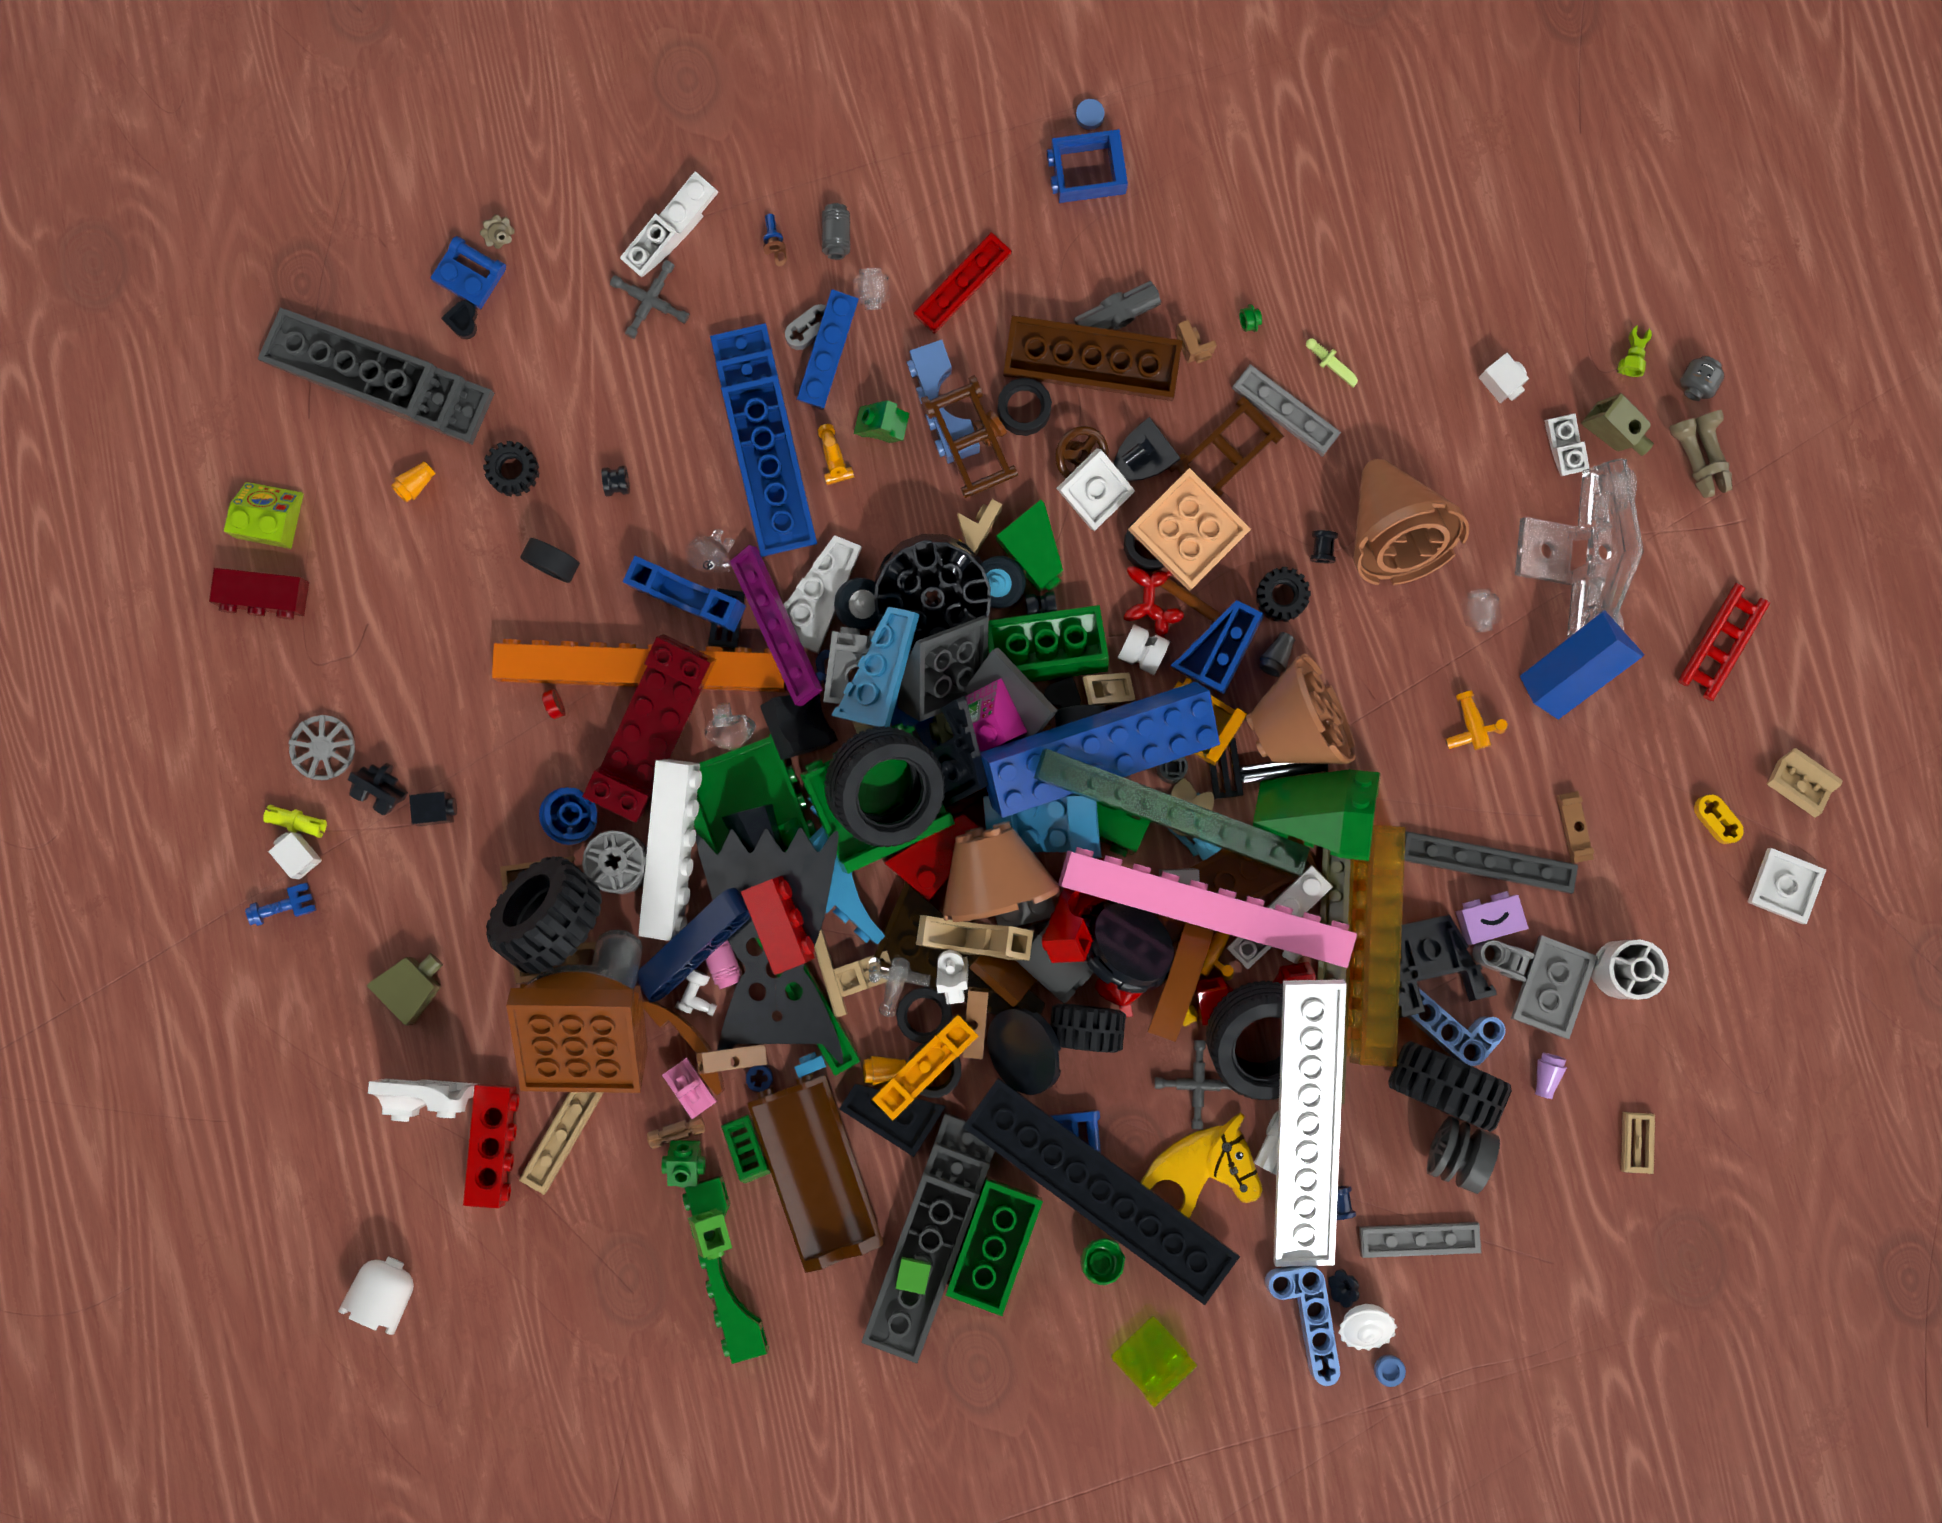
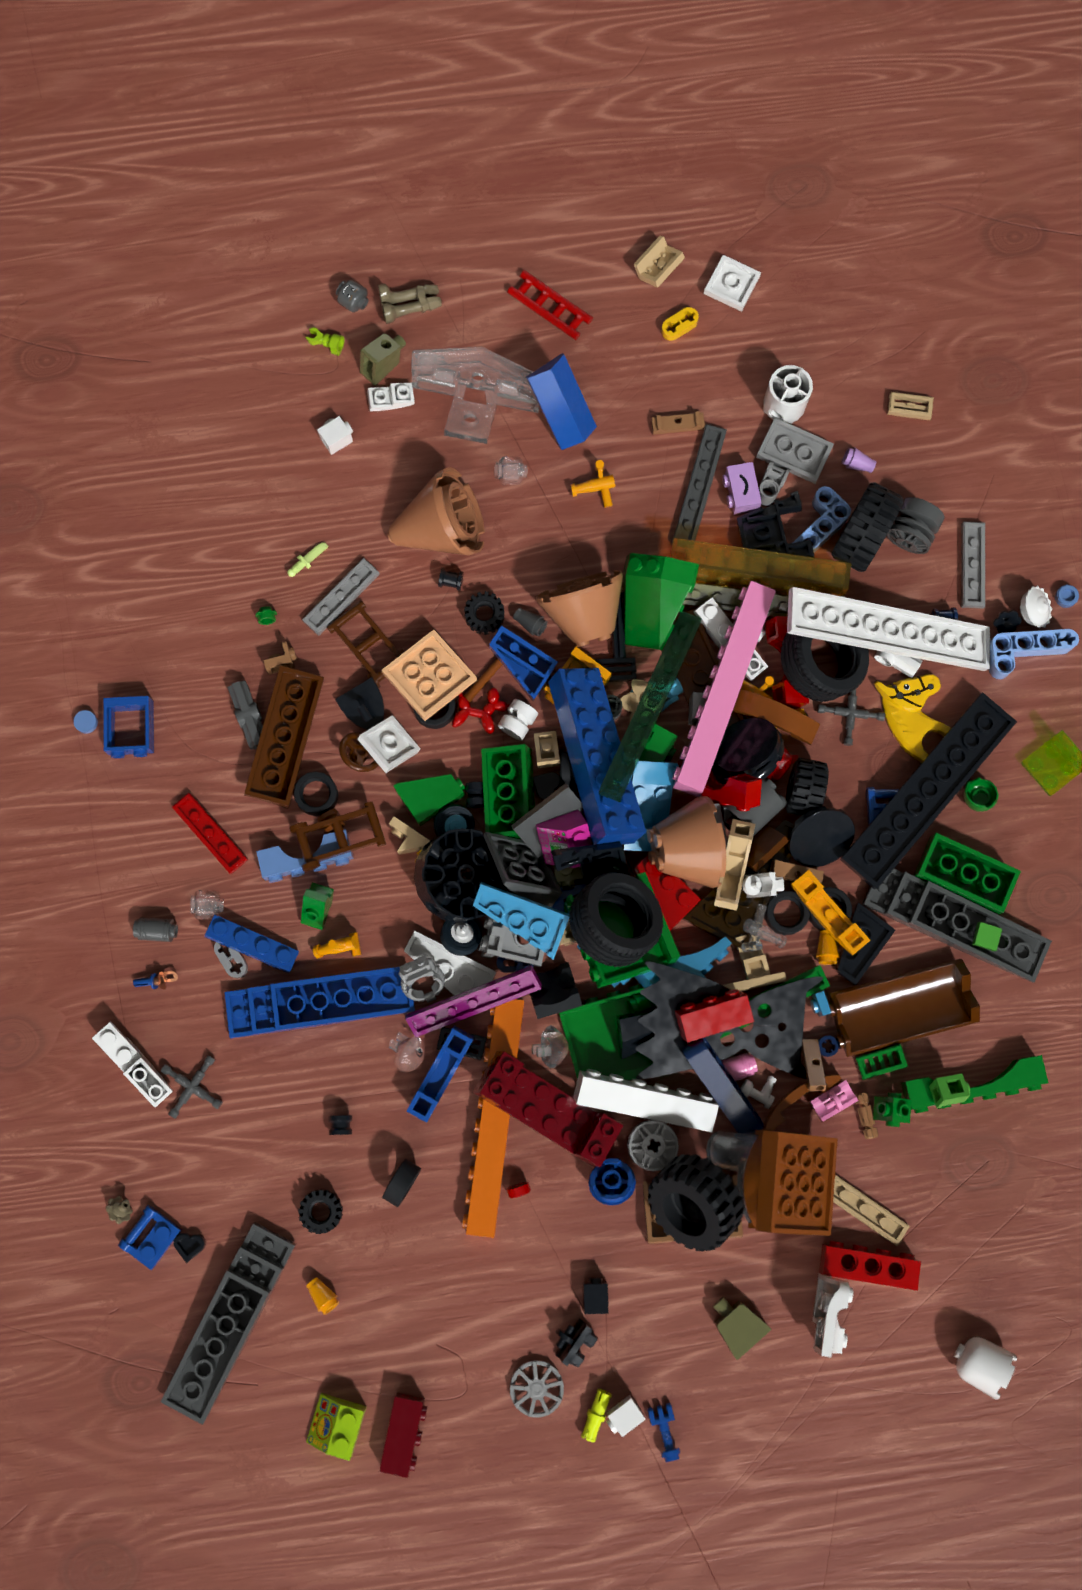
camera: 85 degrees left, 5 degrees down
(809, 554) = (417, 969): none -> light grey piece

